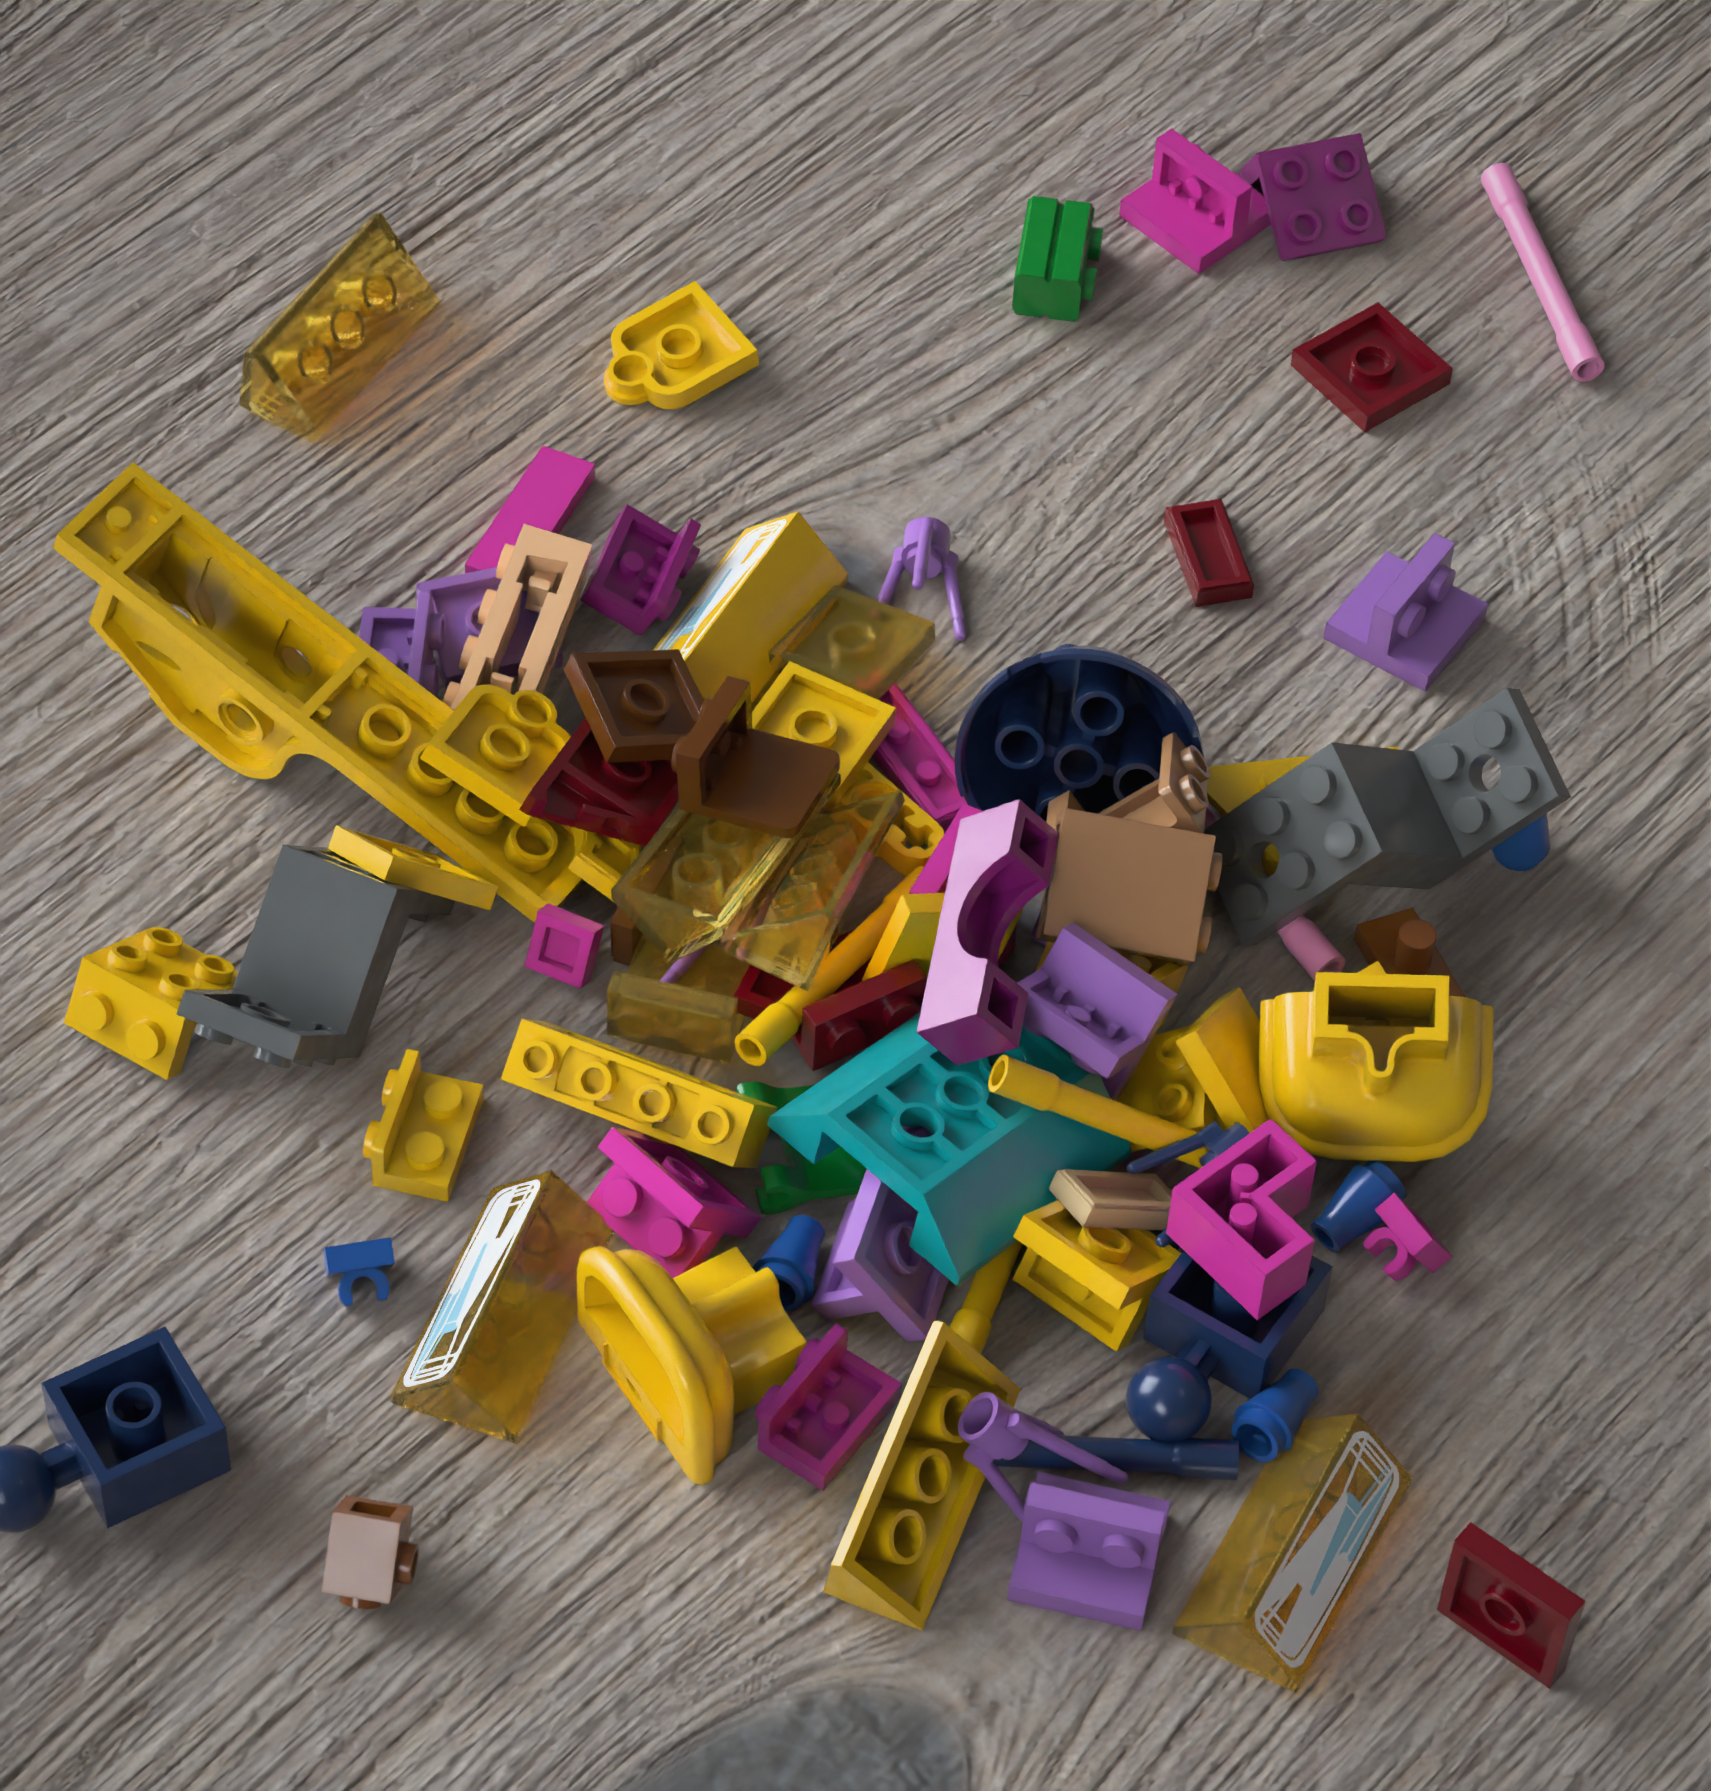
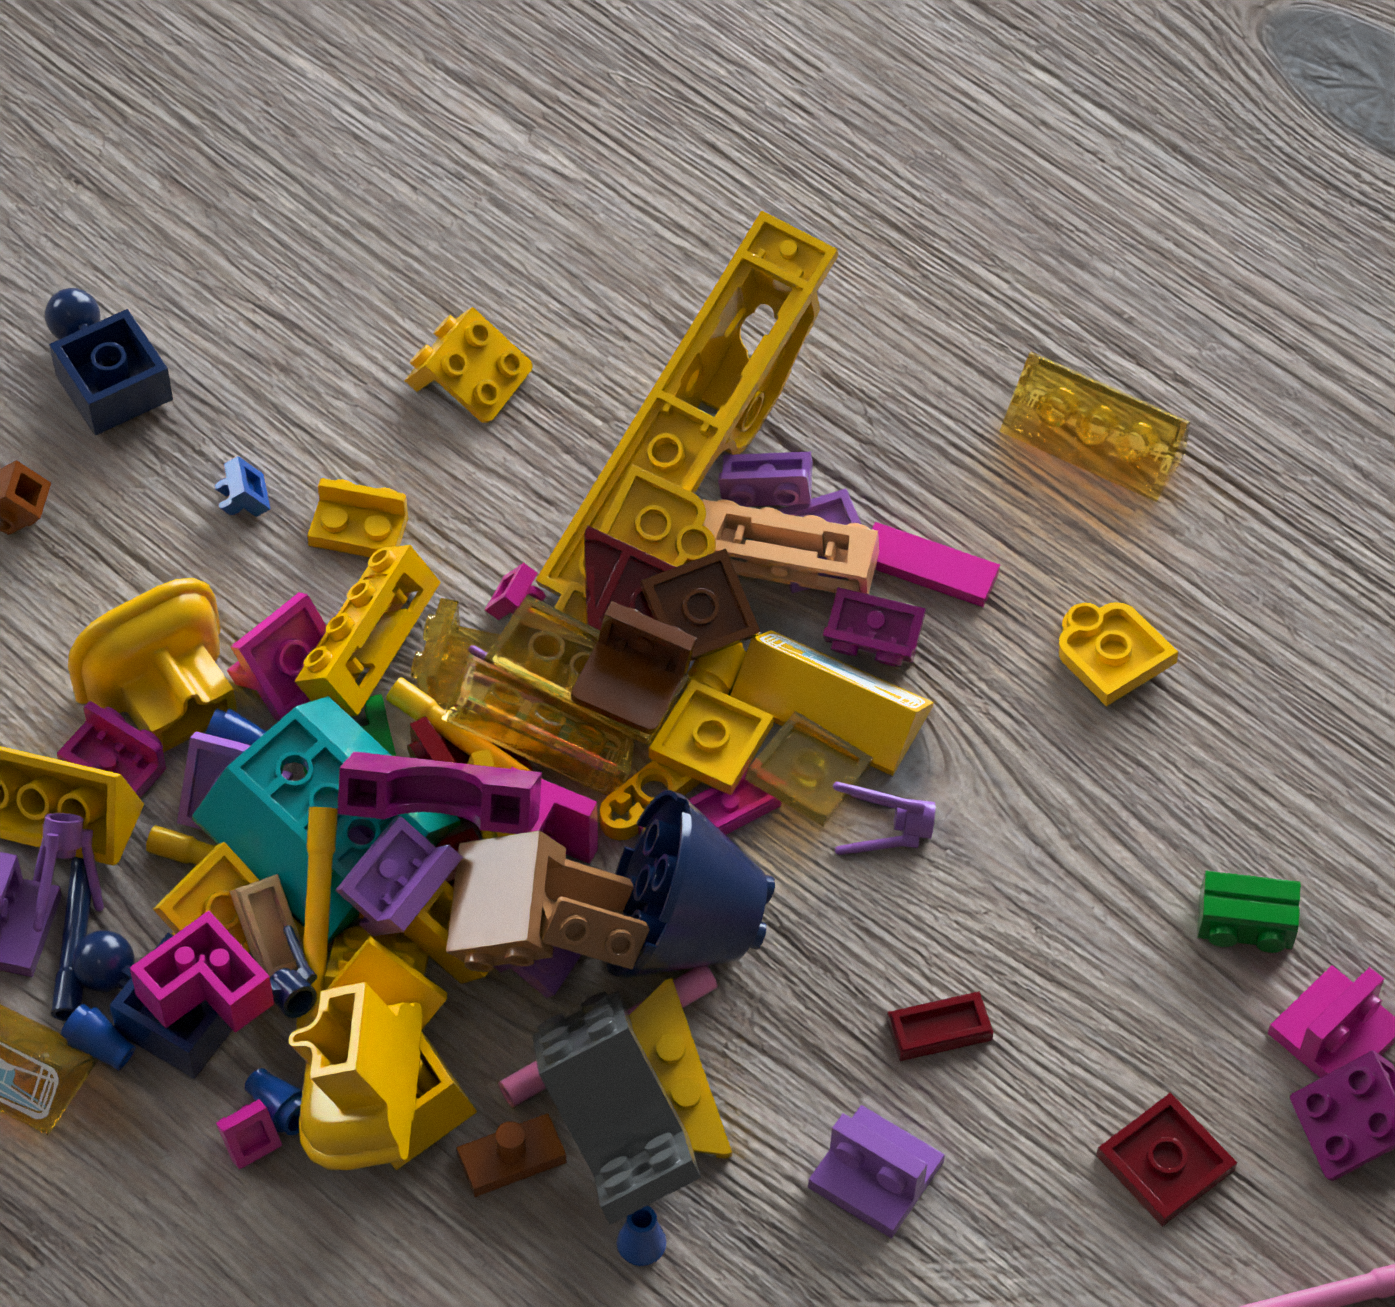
camera: 90 degrees right, 5 degrees up
(312, 961) = (476, 434): dark grey bracket -> none
(413, 867) = (551, 481): yellow tile -> none
(503, 1308) = (244, 579): clear yellow slope -> none

